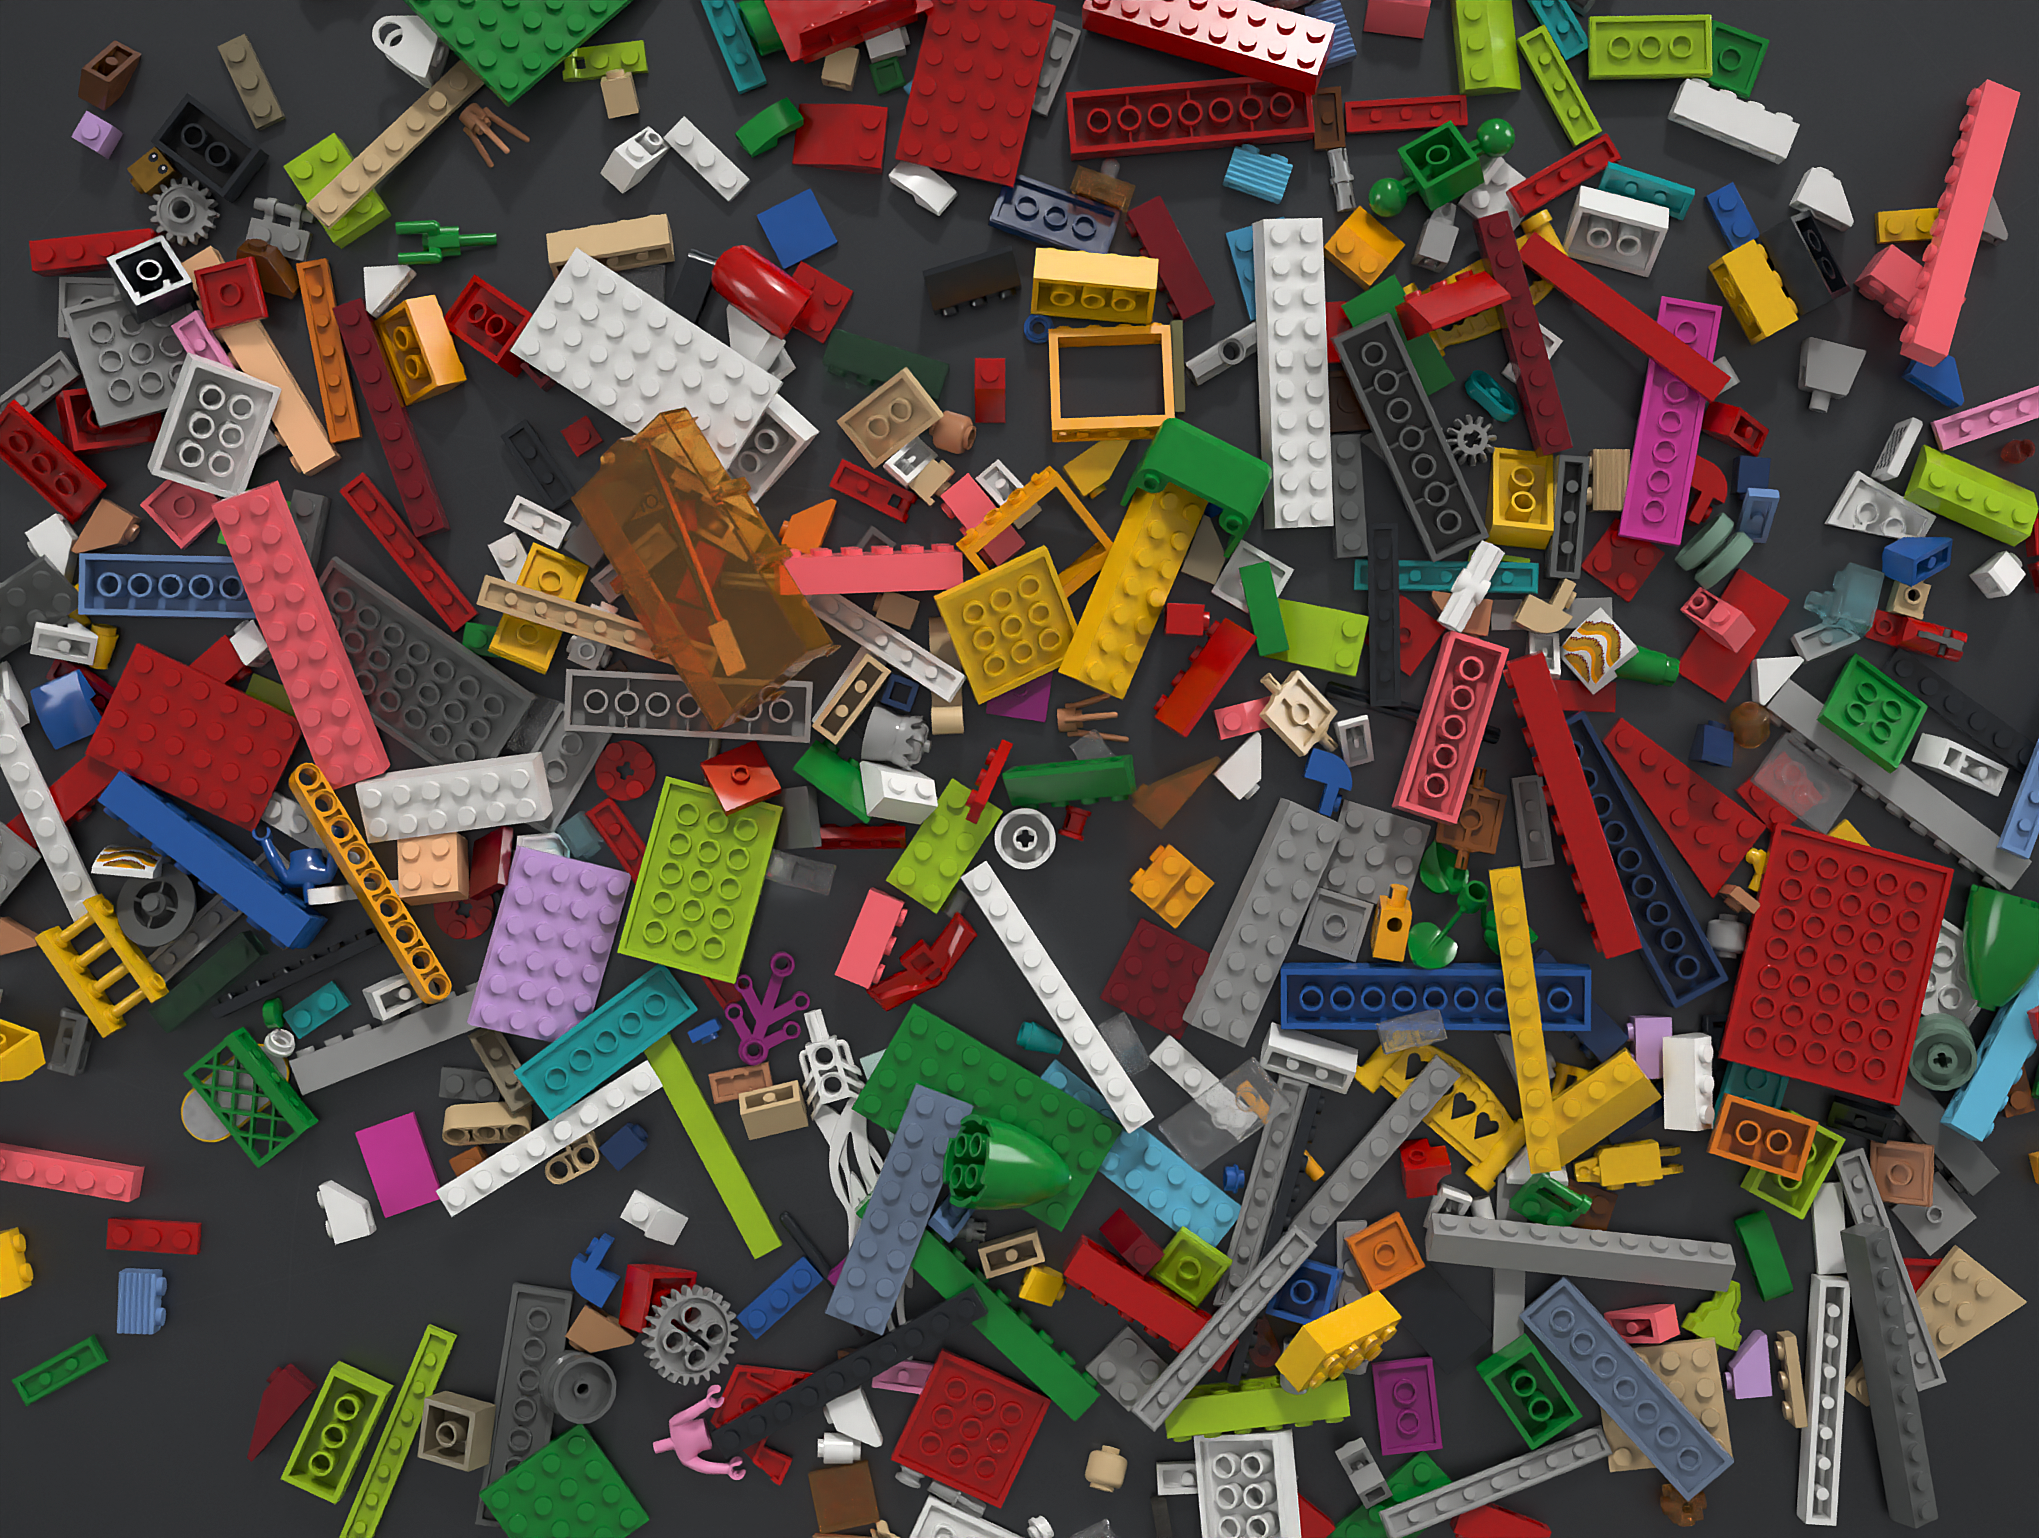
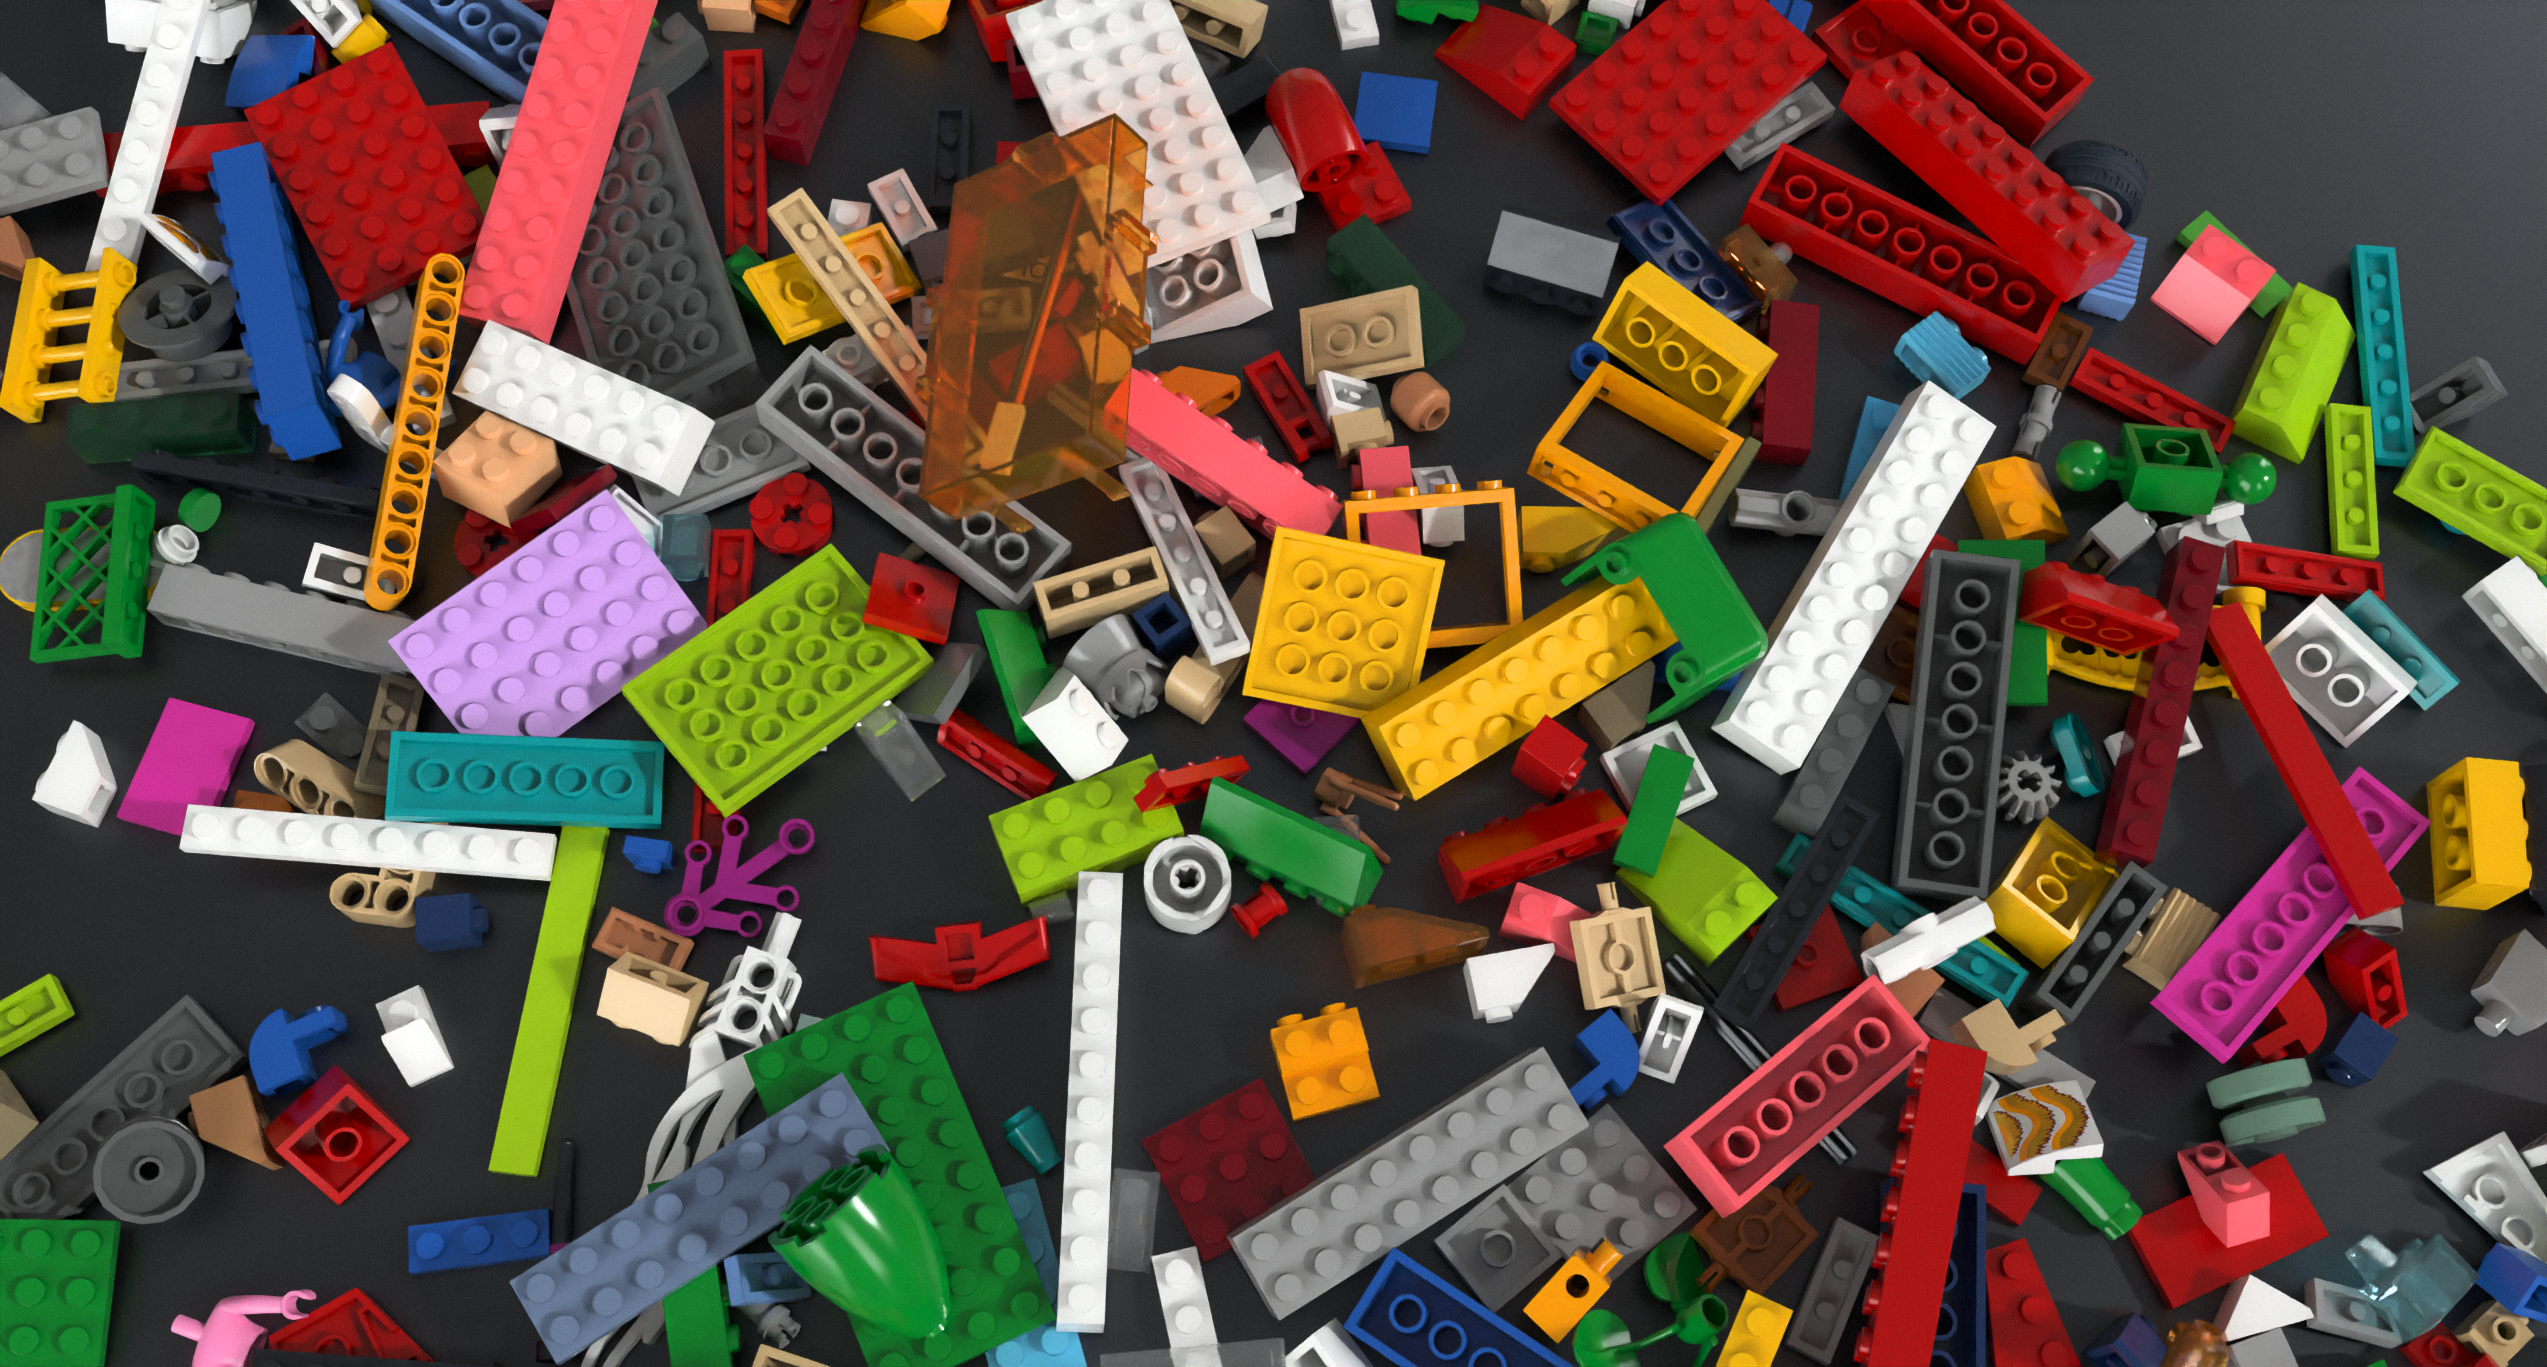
camera: 30 degrees right, 20 degrees down
(316, 1009) = (249, 540): teal plate -> none
(706, 1311) = (289, 1213): light grey gear -> none
(872, 938) = (922, 872): coral brick -> none
(925, 185) = (1563, 150): white slope -> none
(990, 390) = (1492, 385): red slope -> none
(1621, 562) = (2131, 1048): red plate -> none
(1732, 216) = (2487, 731): blue plate -> none
(1758, 513) = (2349, 1095): medium blue plate -> none

